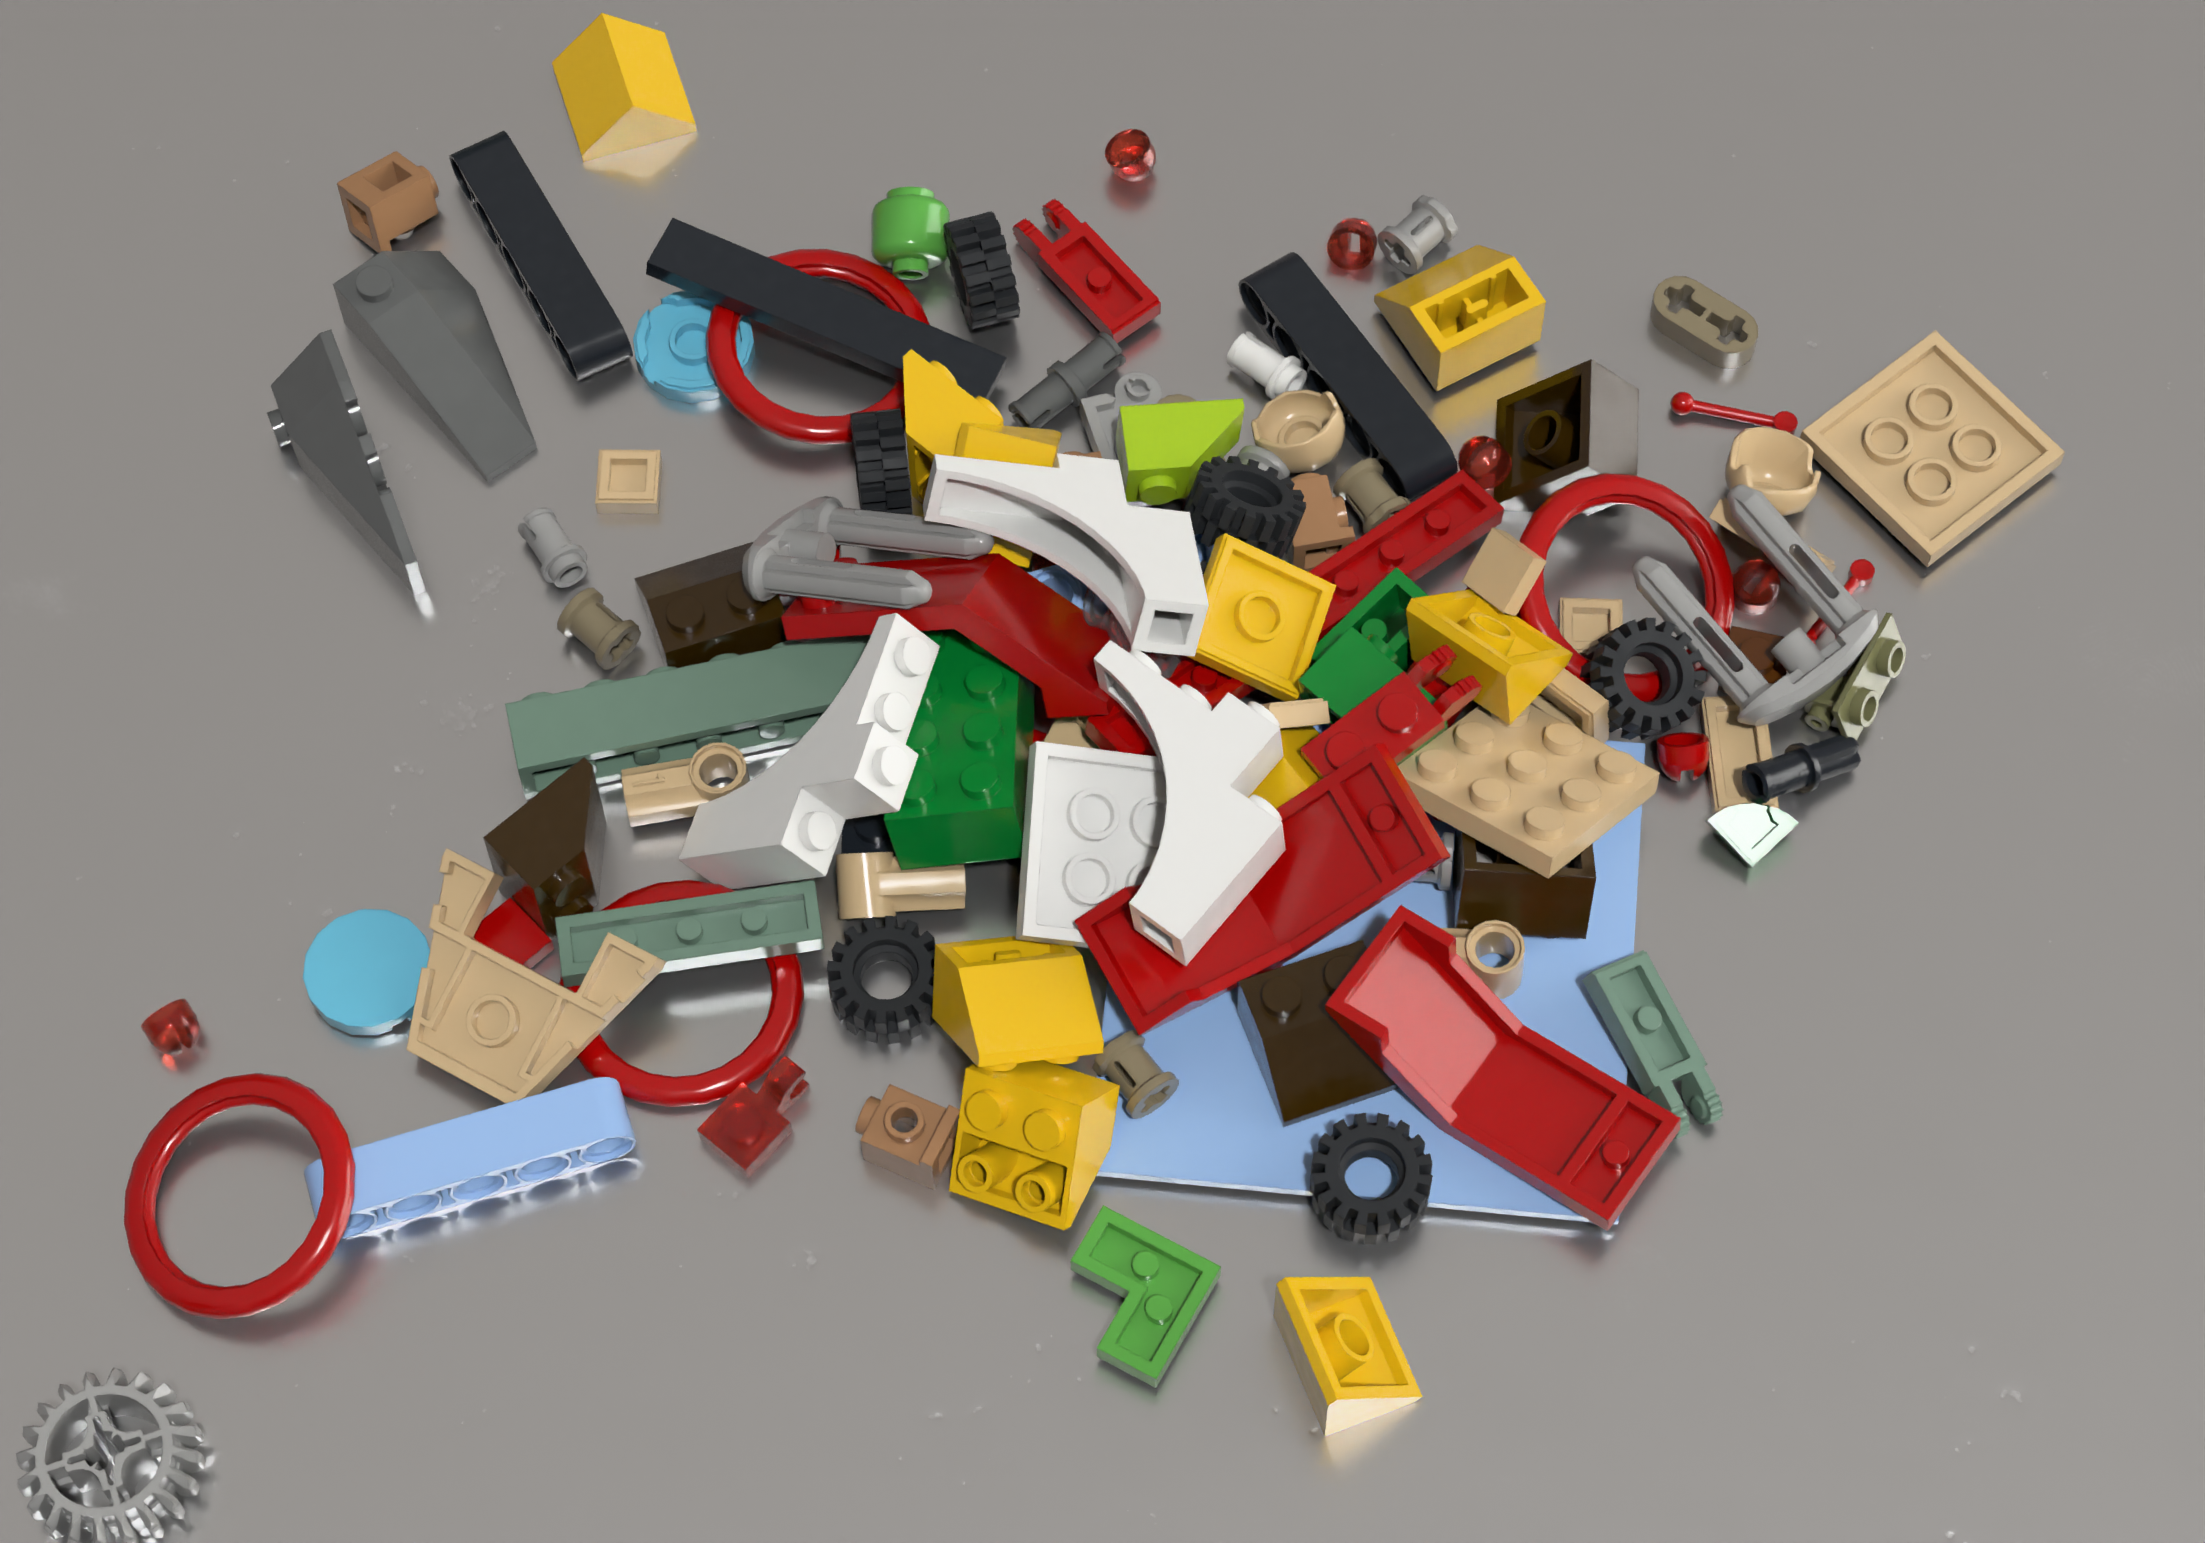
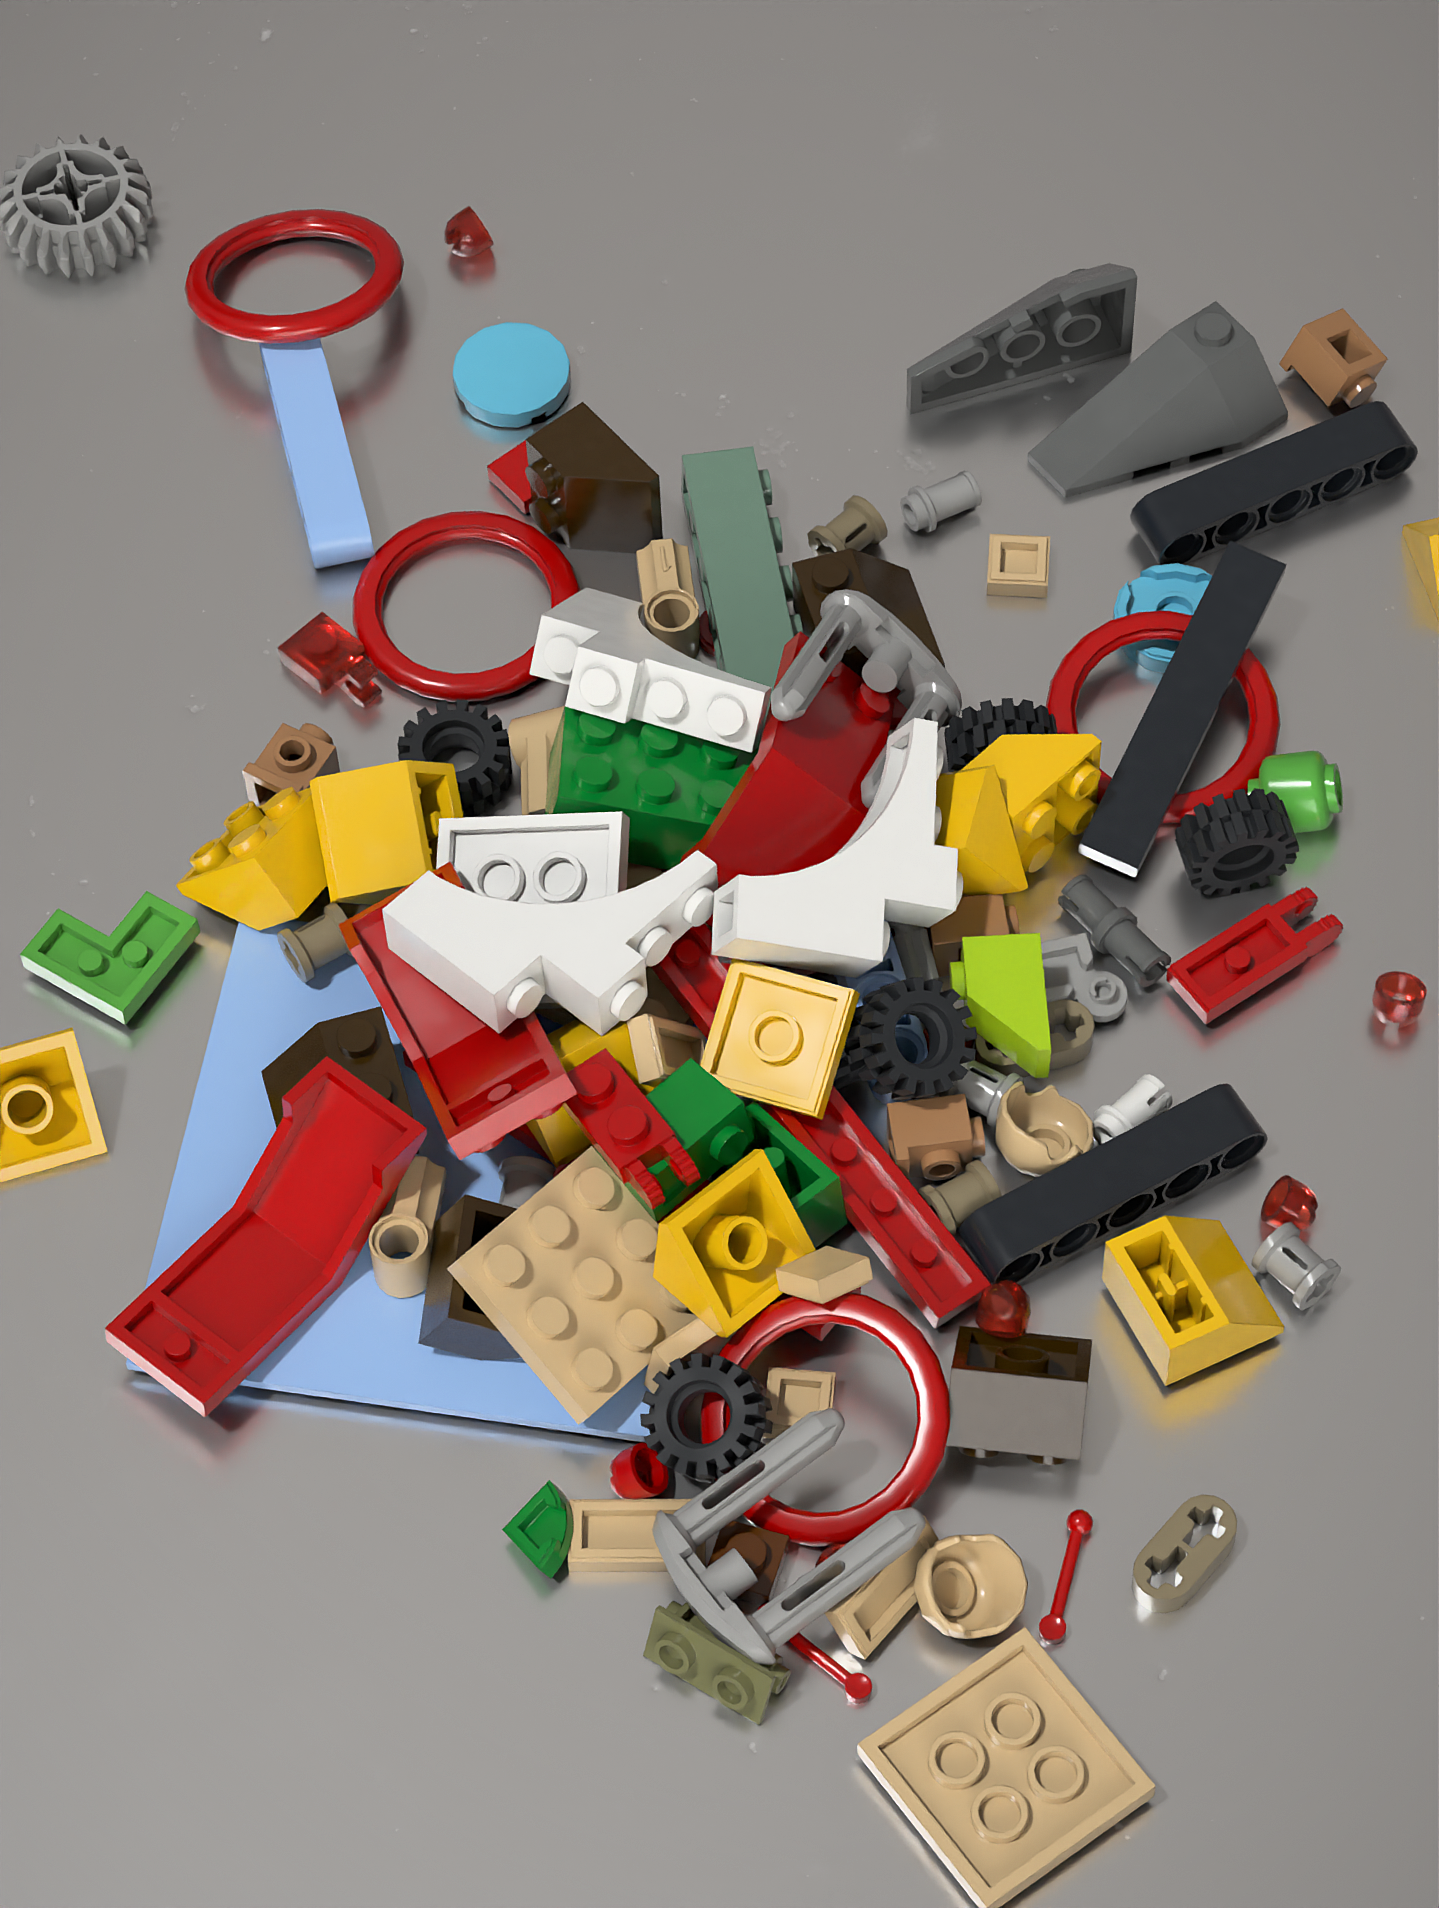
camera: 95 degrees right, 5 degrees down
(498, 1018) = (442, 453): tan wing -> none
(699, 929) = (504, 592): sand green plate -> none
(1362, 1215) = (178, 1103): black tyre -> none
(1654, 1038) = (306, 1401): sand green hinge -> none
(1800, 768) = (605, 1582): black axle -> none

